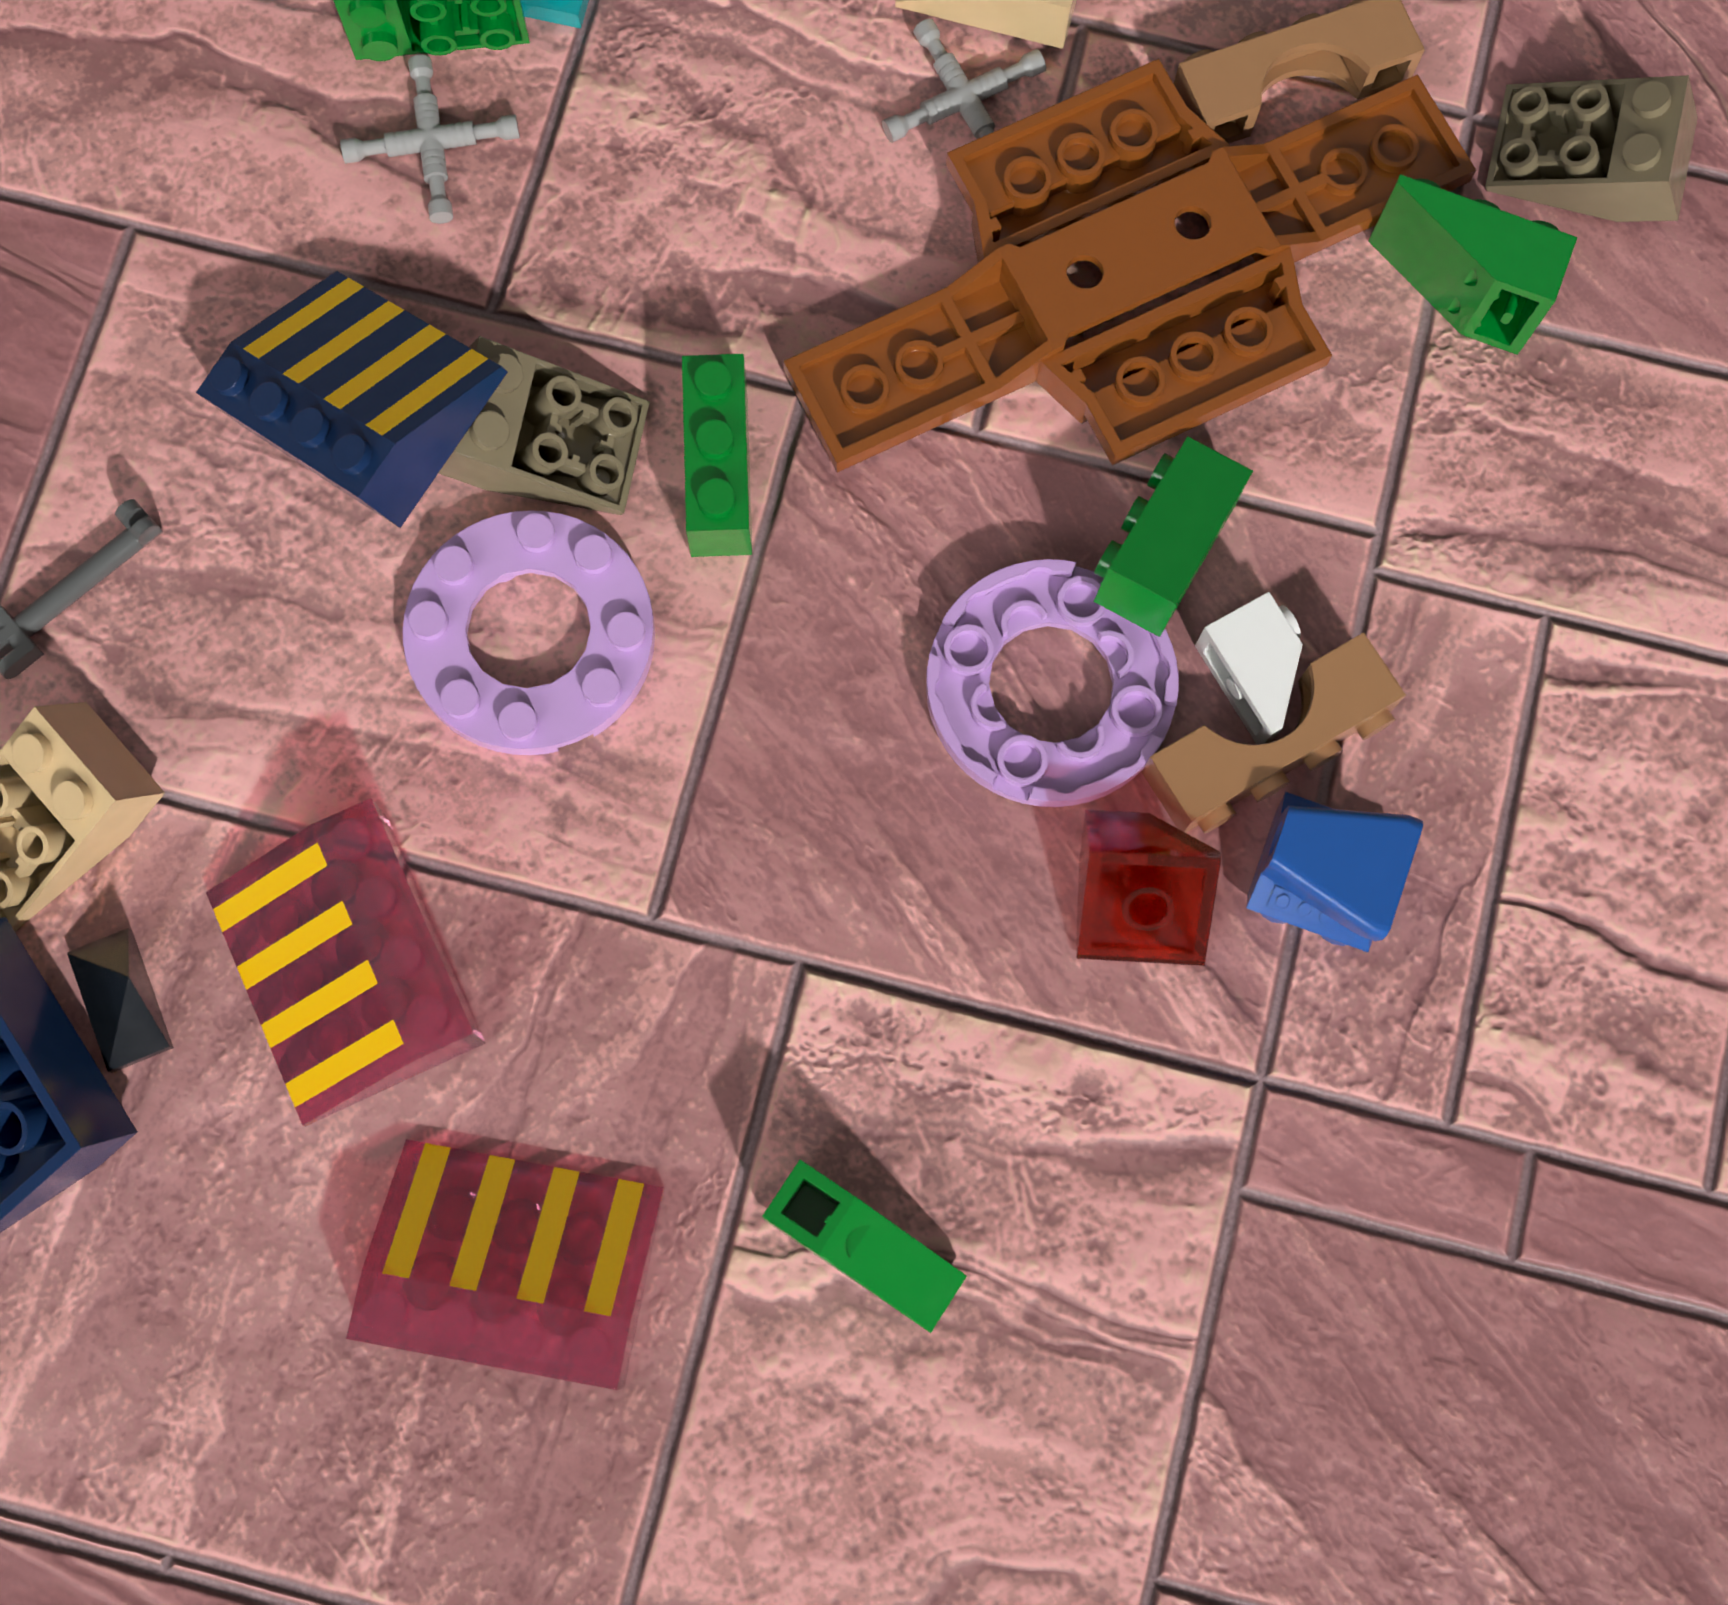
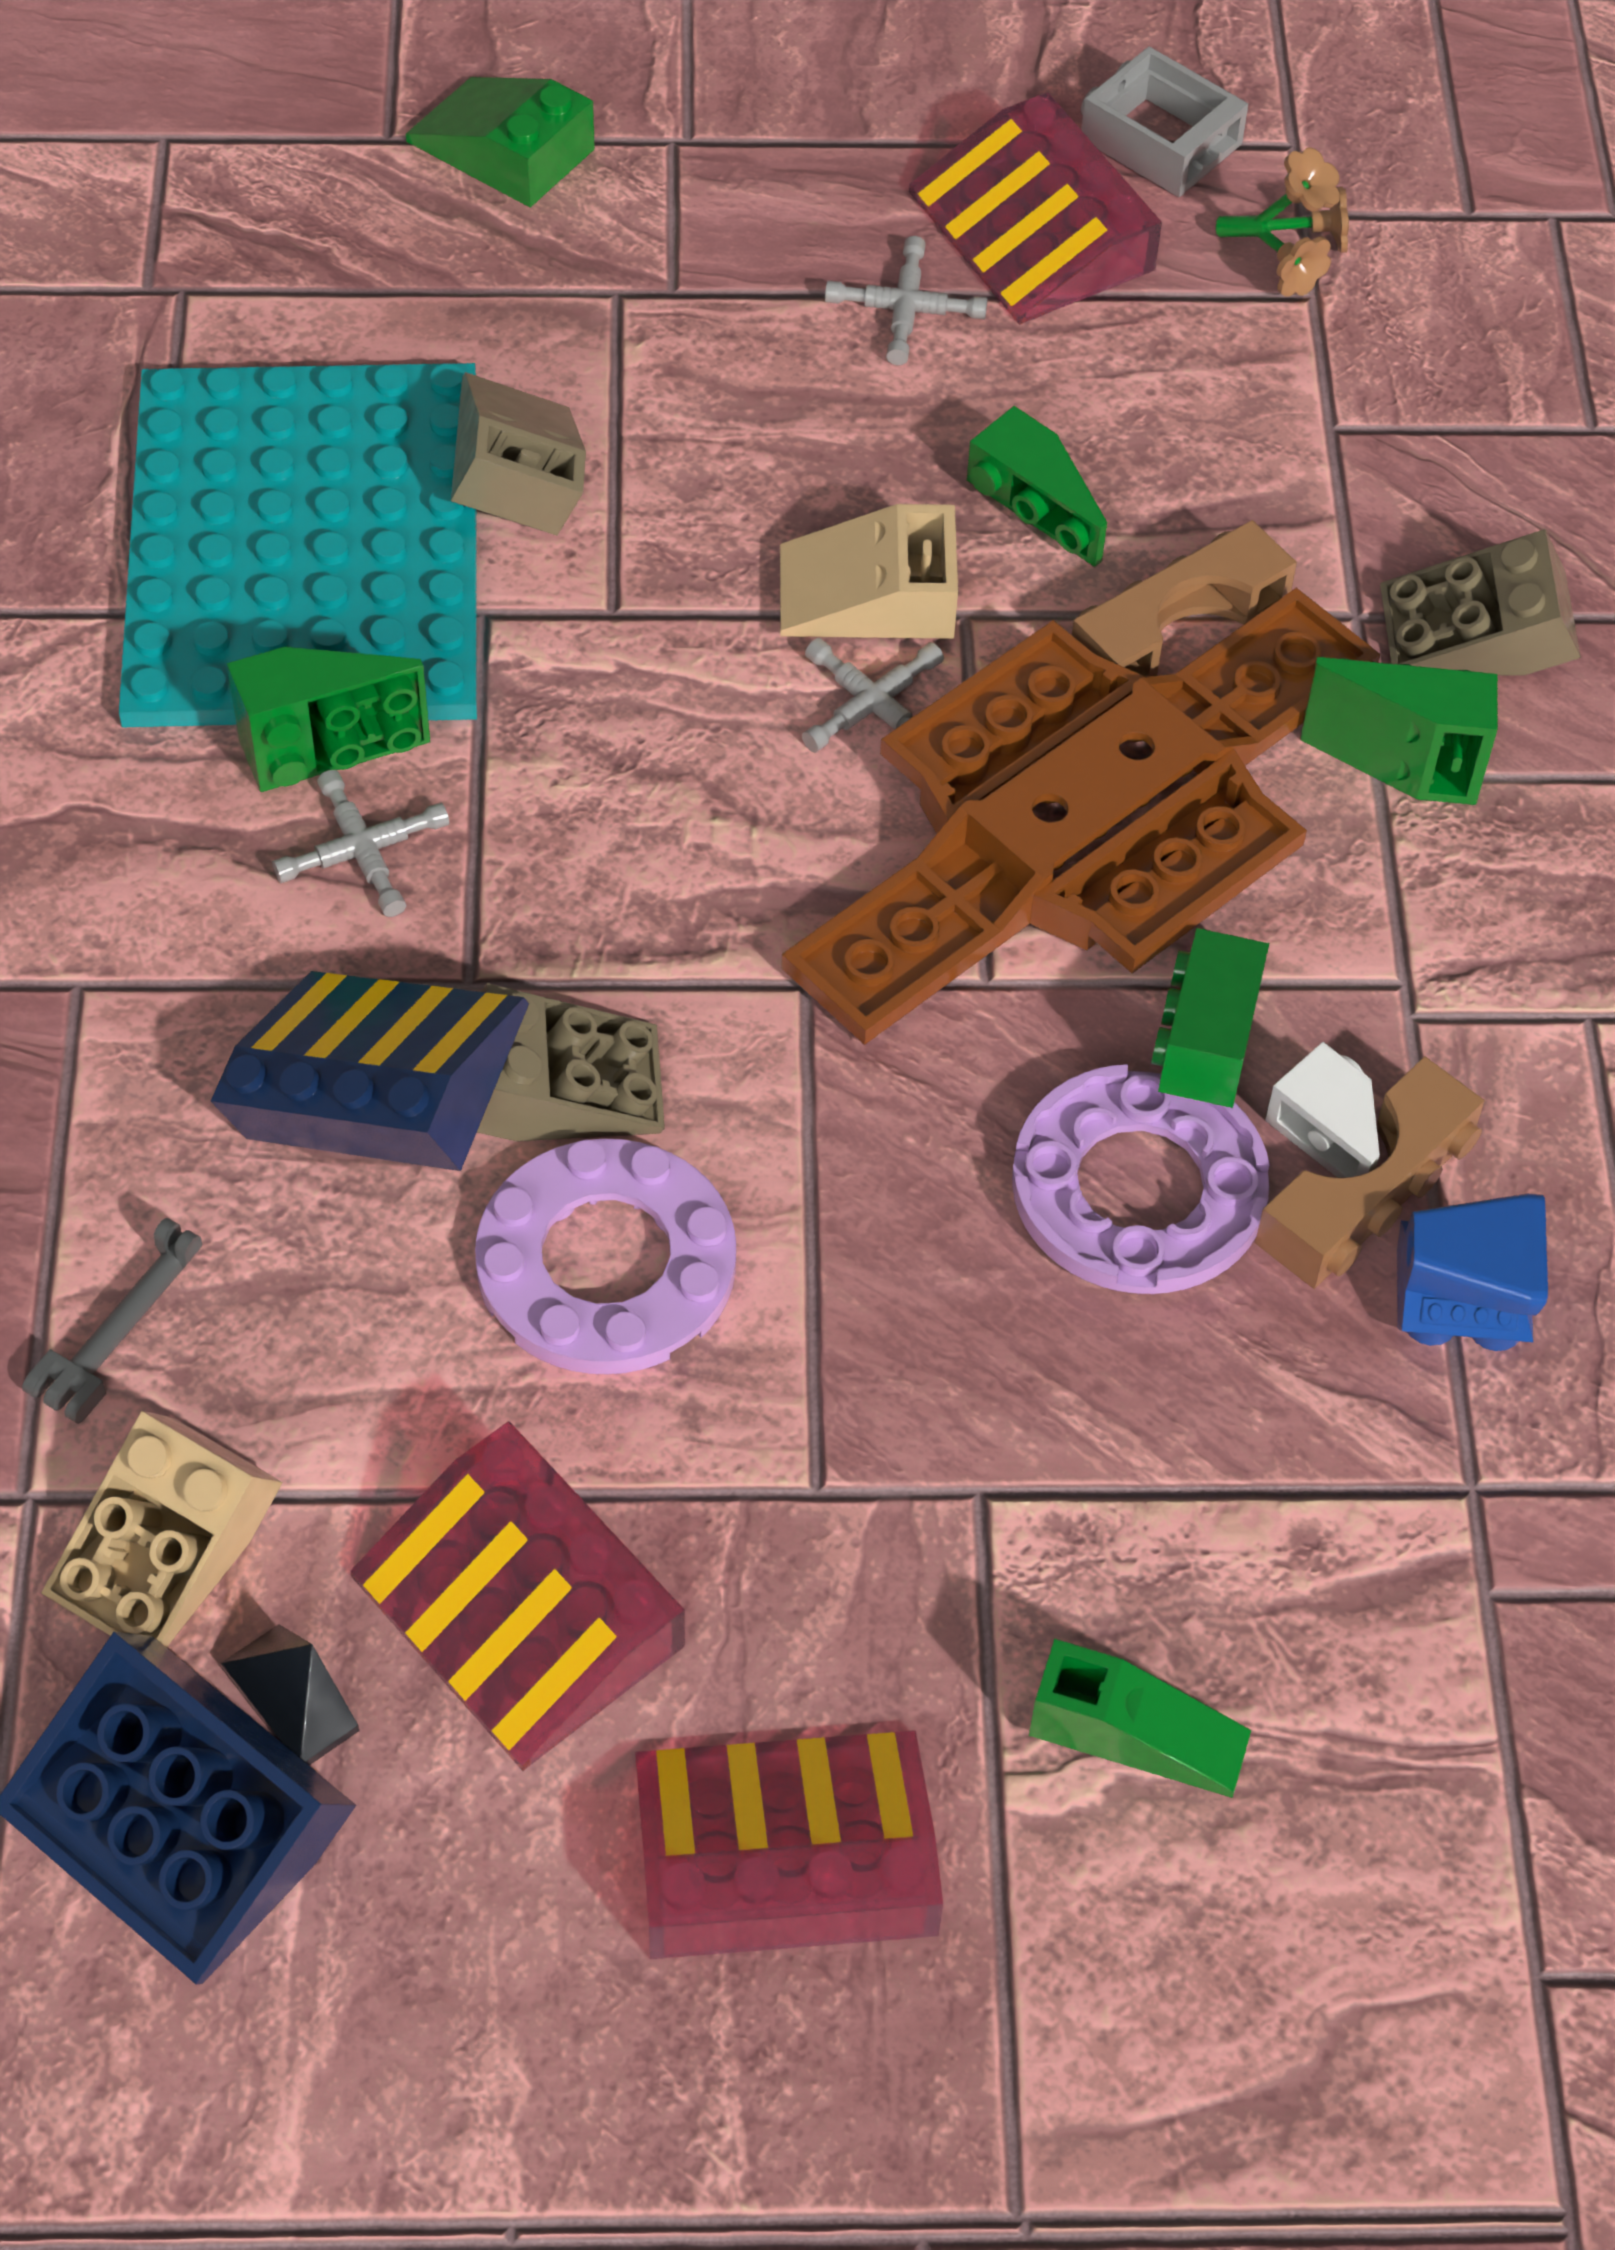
camera: 15 degrees left, 20 degrees down
(716, 455) = (746, 1051): green brick -> none
(1144, 890) = (1299, 1337): clear red slope -> none

